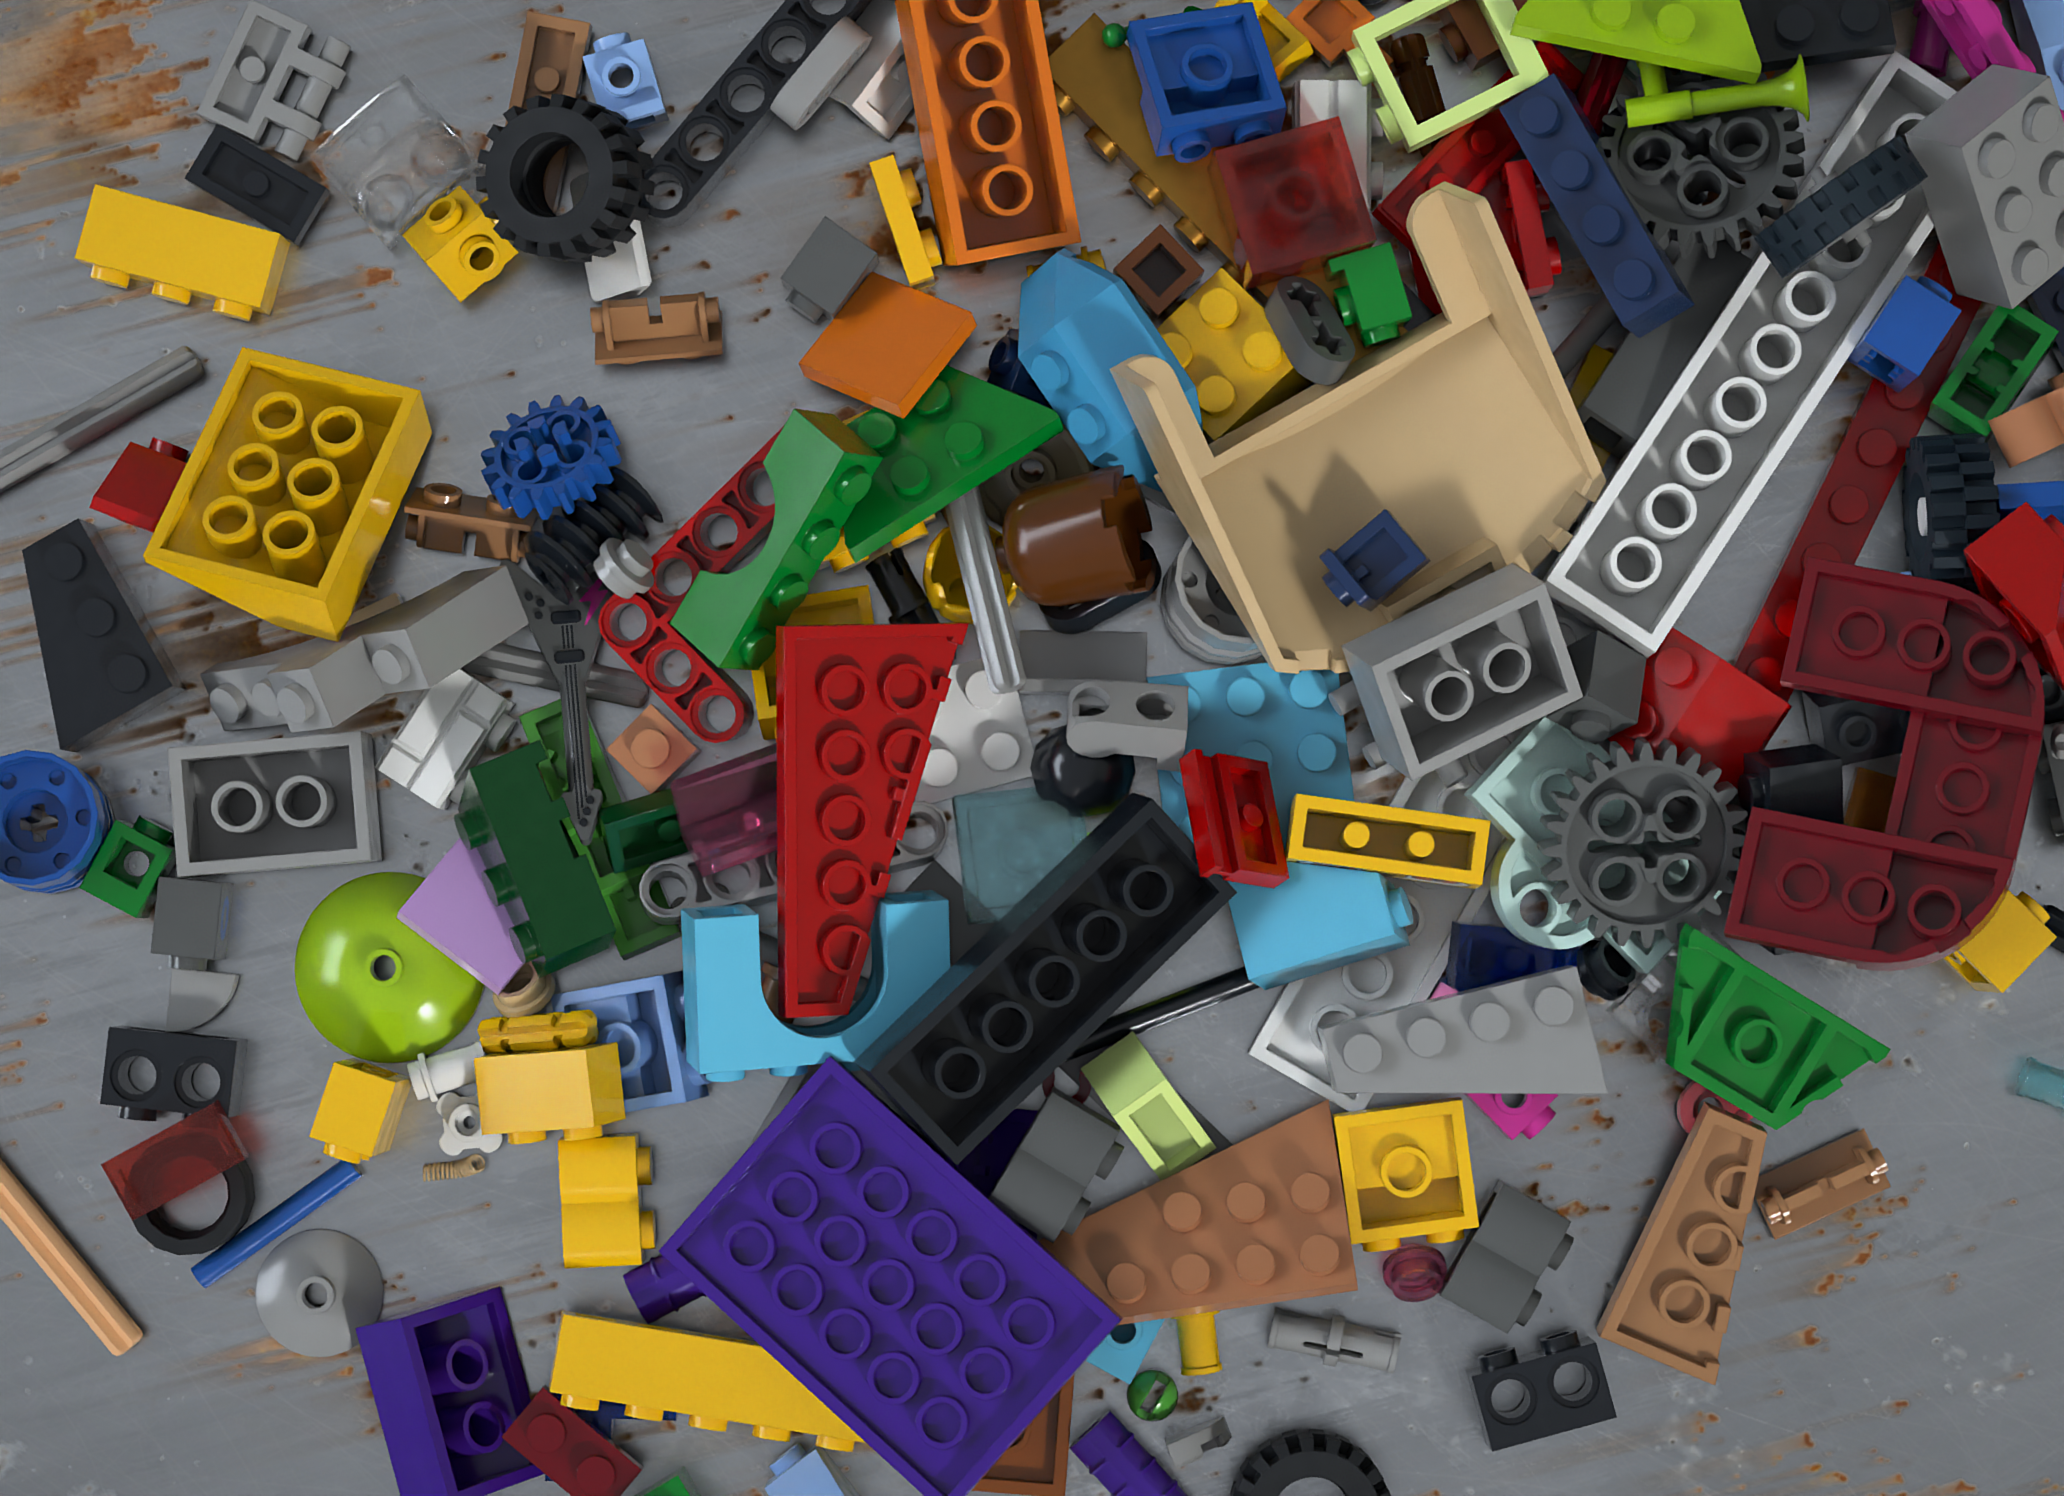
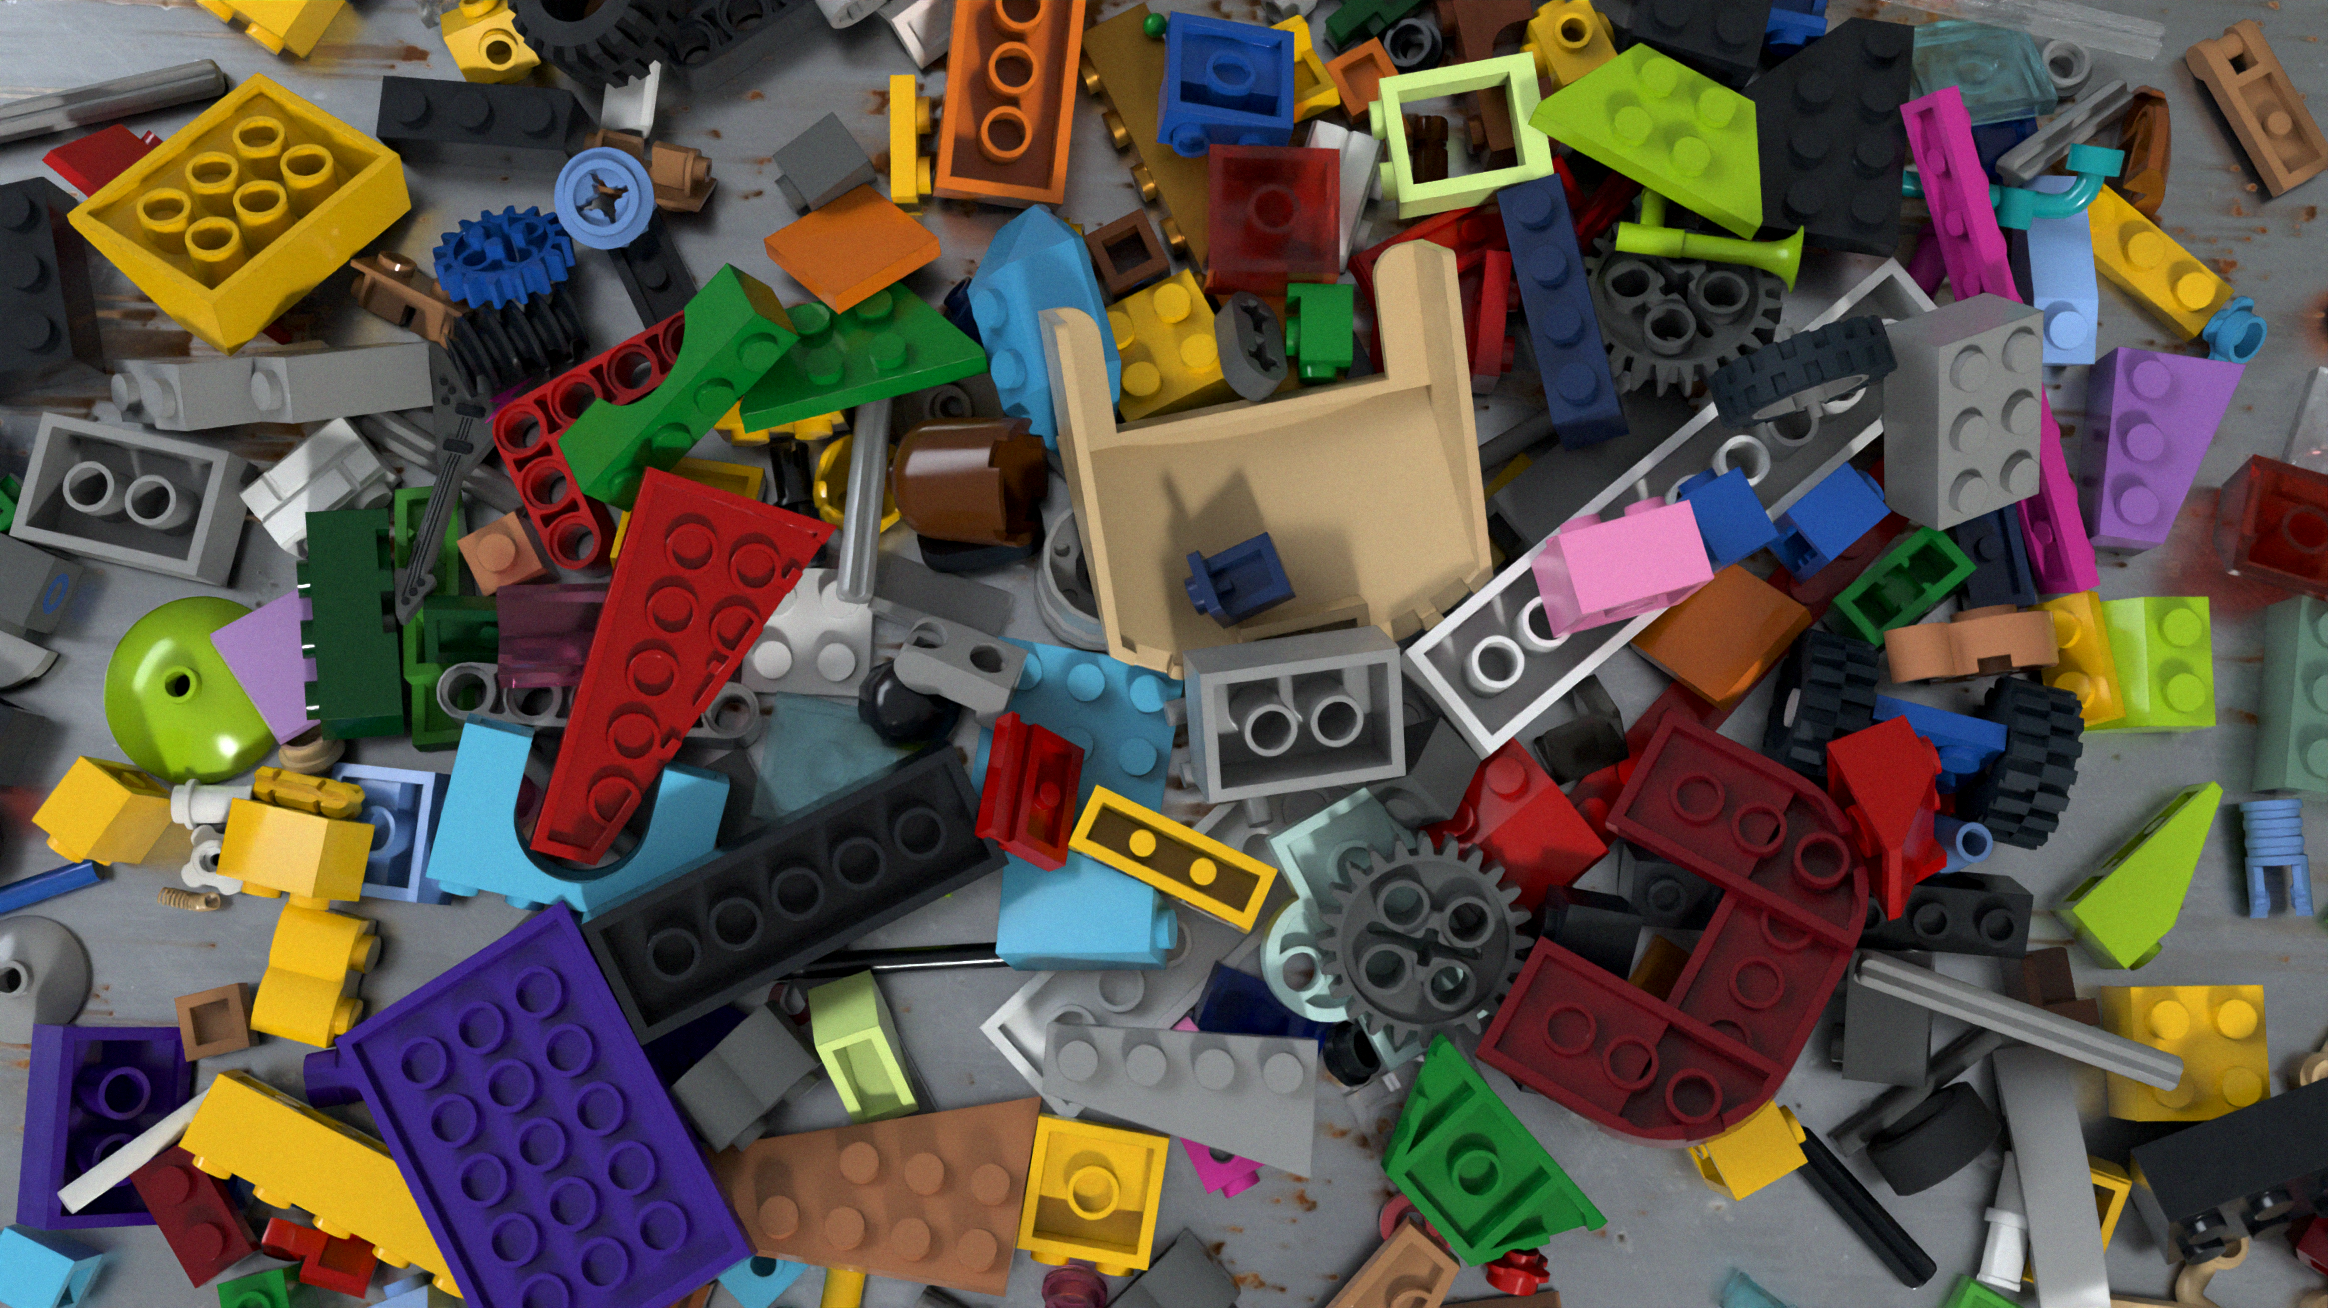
camera: 20 degrees right, 5 degrees down
(481, 331) = (481, 124): none -> black brick
(507, 1404) = (130, 1157): none -> white bar
(523, 1273) = (216, 1021): none -> medium nougat plate
(624, 567) = (528, 373): light grey plate -> none
(631, 401) = (579, 187): none -> medium blue gear
(696, 426) = (654, 273): none -> black plate
(710, 1455) = (328, 1260): none -> red plate
(1736, 438) = (1621, 566): none -> bright pink brick
(1739, 607) = (1587, 742): none -> clear smoke panel
(1803, 367) = (1727, 516): none -> blue brick
(1821, 1121) = (1518, 1271): none -> red plate
(1840, 465) = (1723, 635): none -> orange tile

